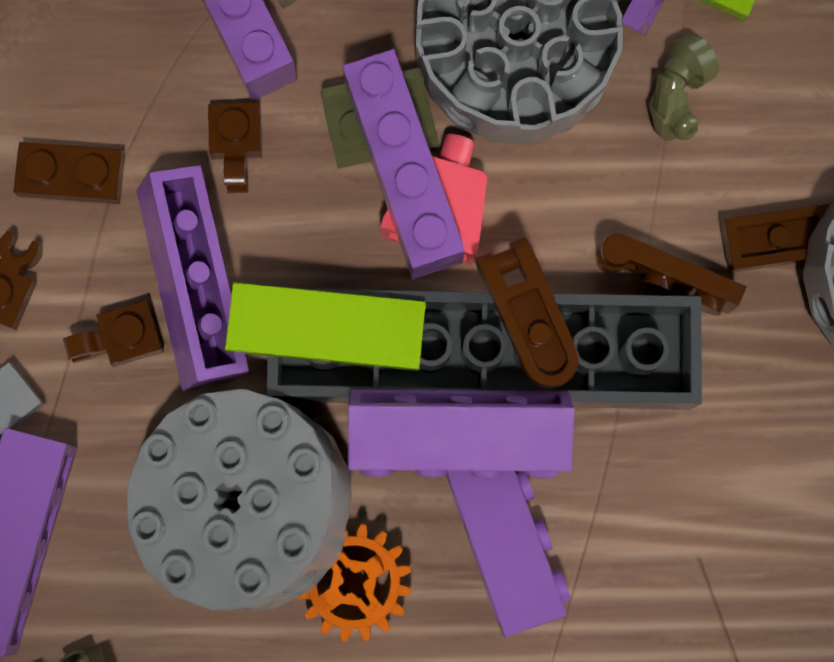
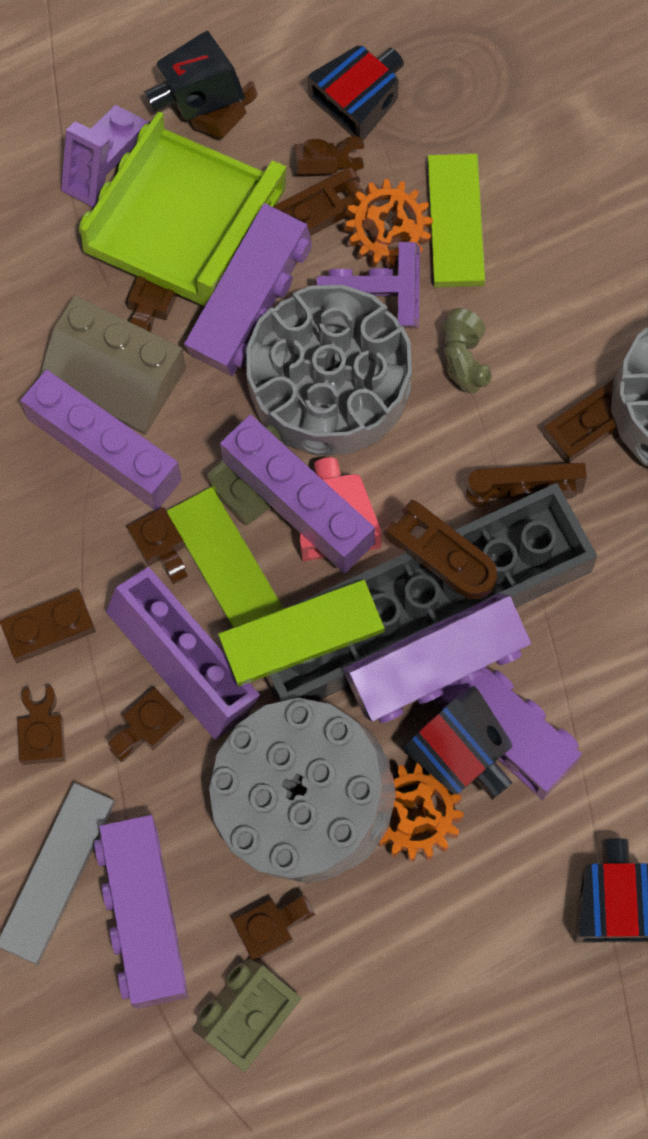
camera: 20 degrees left, 10 degrees down
(134, 624) = (266, 928): none -> reddish brown plate
(295, 196) = (224, 559): none -> lime piece
(440, 543) = (463, 746): none -> torso

